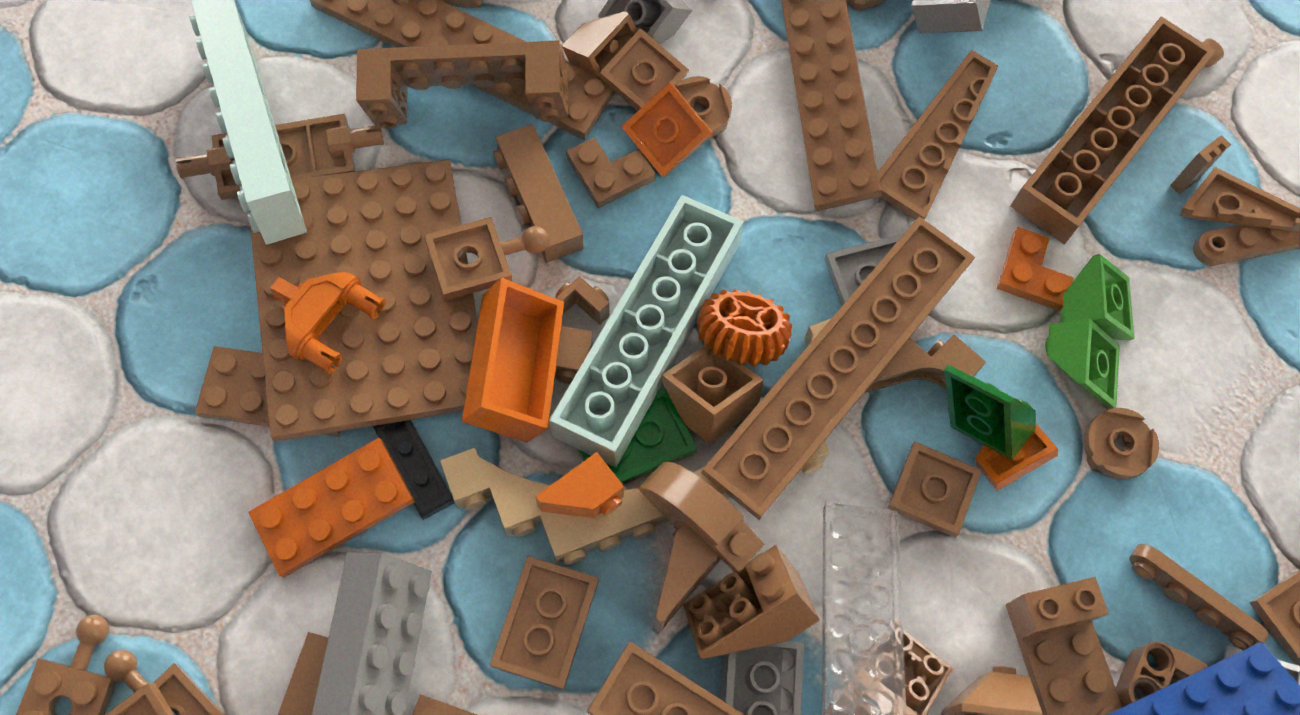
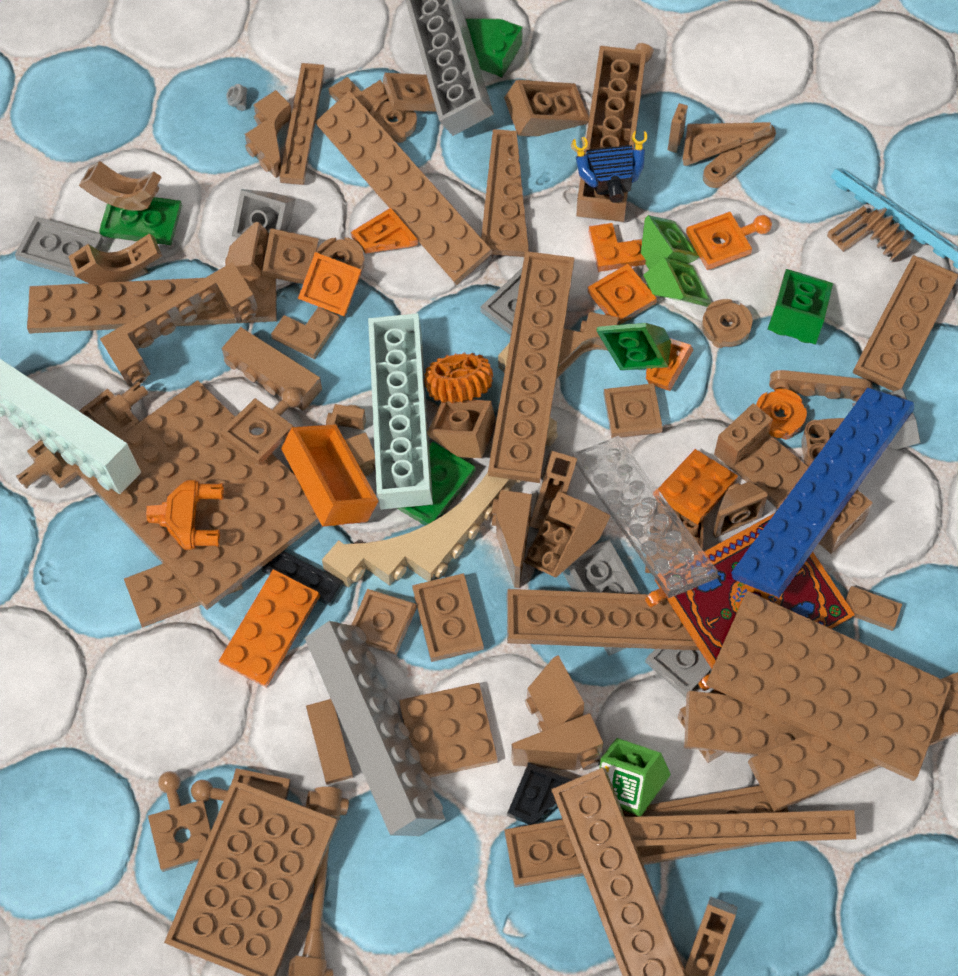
camera: 25 degrees left, 5 degrees down
(466, 580) = (384, 620): none -> medium nougat plate
(583, 491) = (424, 524): orange slope -> none
(706, 511) = (503, 488): medium nougat arch -> none
(768, 104) = (384, 233): none -> orange wing
(787, 521) = (555, 478): none -> medium nougat slope
(956, 640) = (697, 486): none -> orange plate
(1009, 334) = (622, 294): none -> orange plate
(1049, 56) = (544, 107): none -> medium nougat slope
(1087, 171) = (611, 168): none -> torso
(1143, 608) = (793, 410): none -> orange plate
(1190, 323) = (726, 228): none -> orange plate
(1230, 477) = (800, 307): none -> green slope

